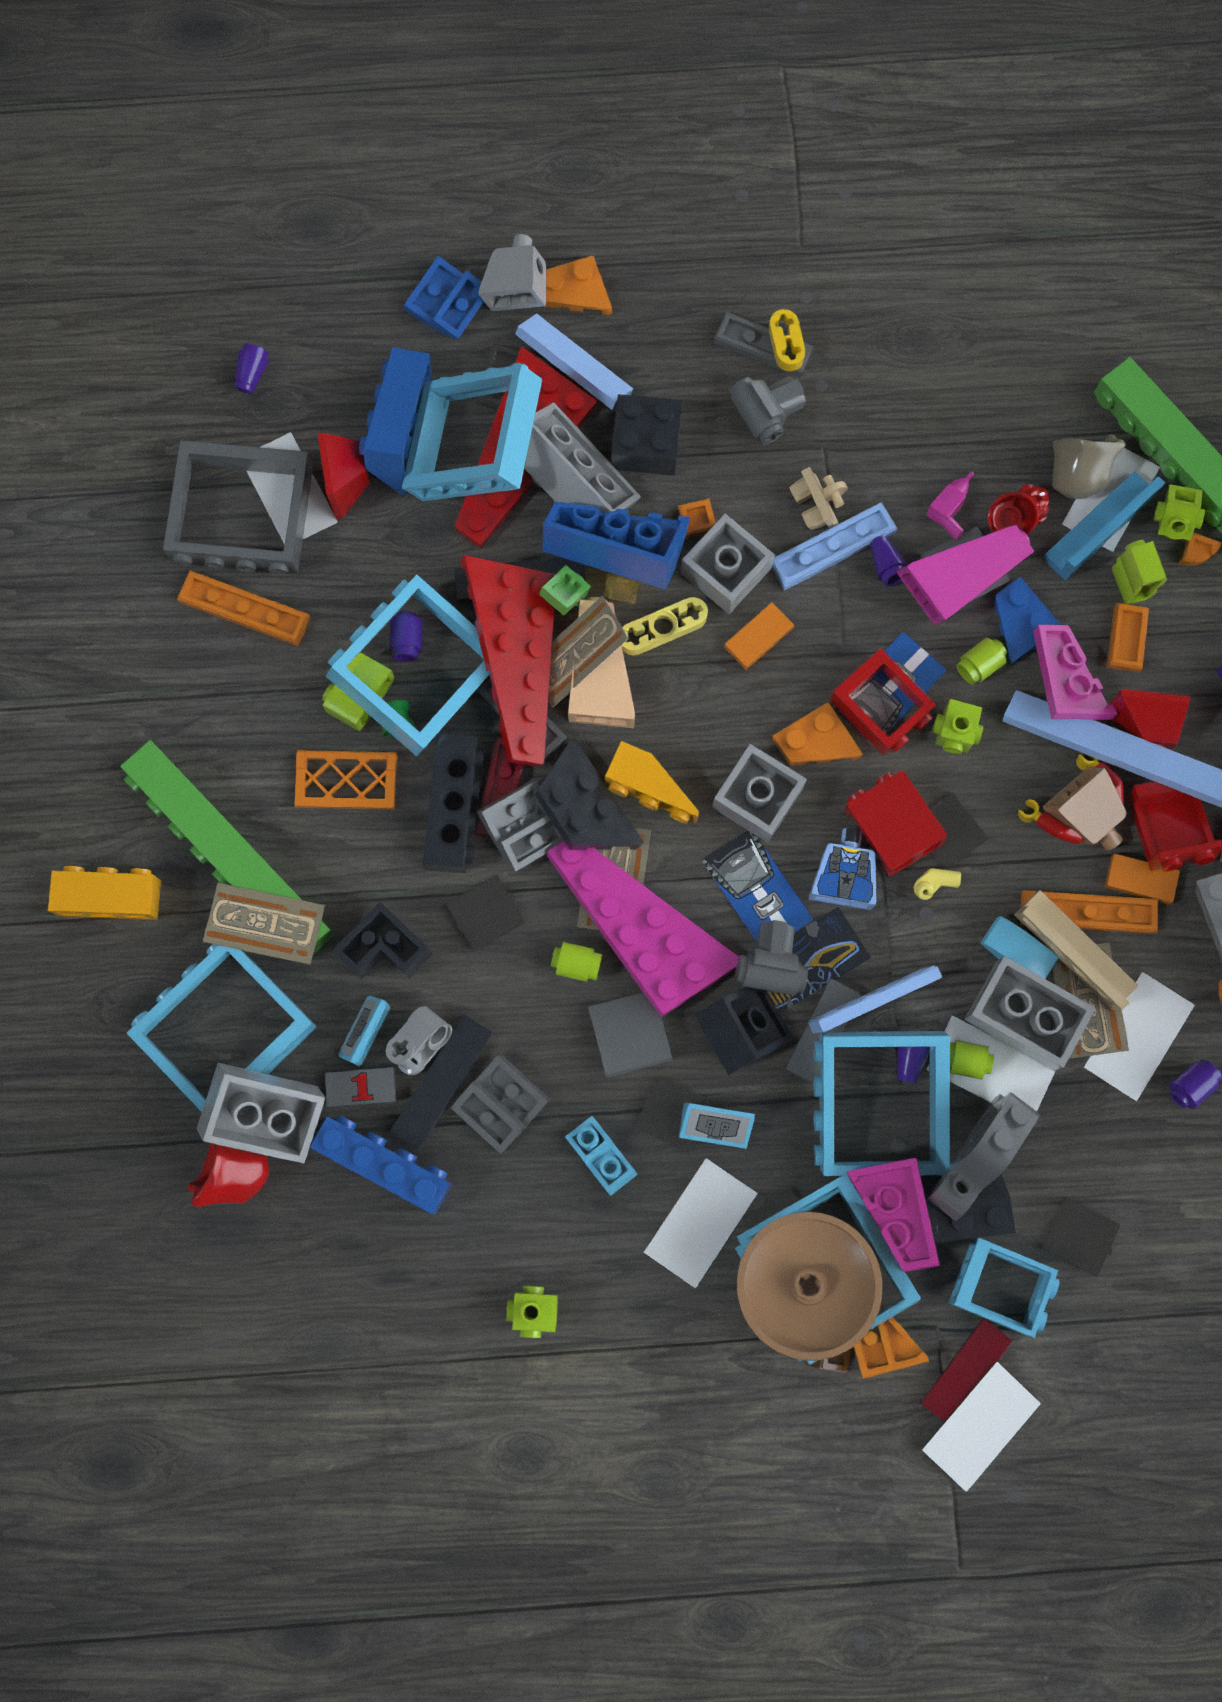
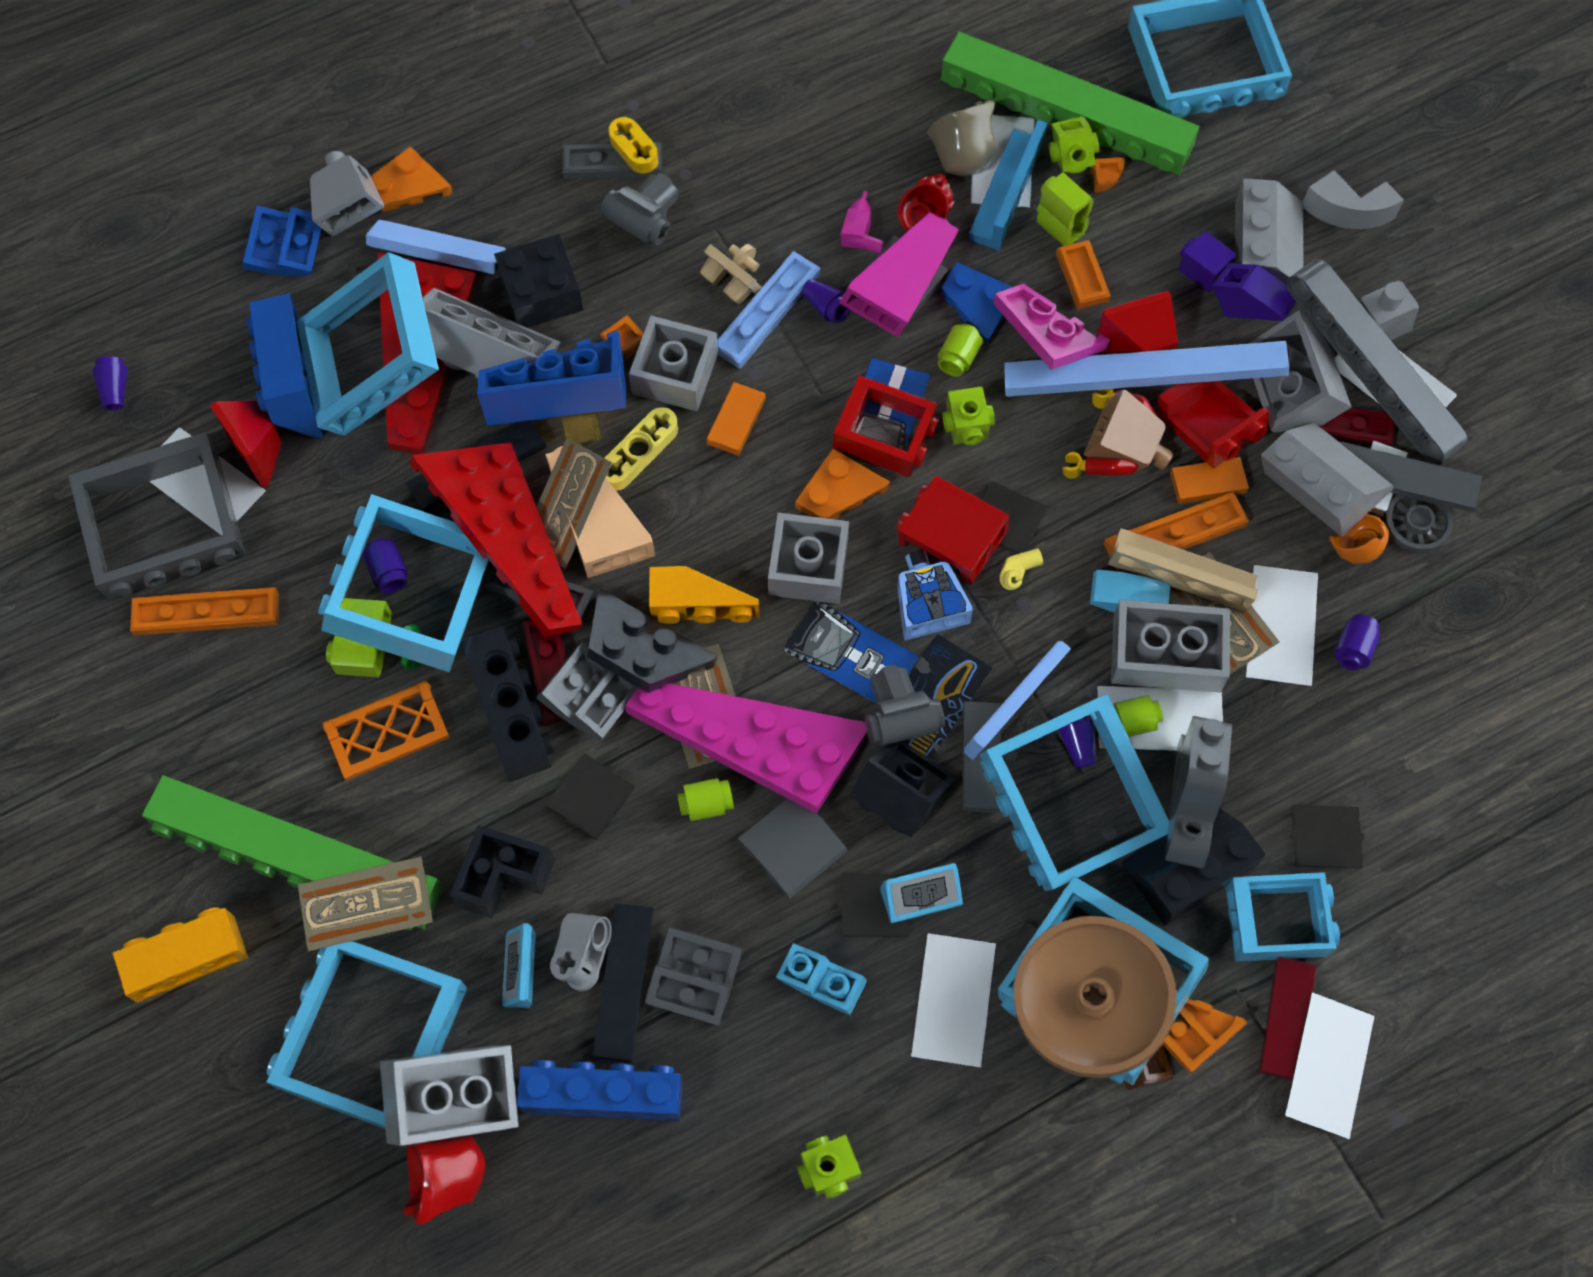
camera: 25 degrees left, 10 degrees down
(360, 1087) = (541, 1027): dark grey tile -> none
(565, 590) = (527, 450): bright green bracket -> none
(900, 1210) = (1144, 883): dark pink wing -> none

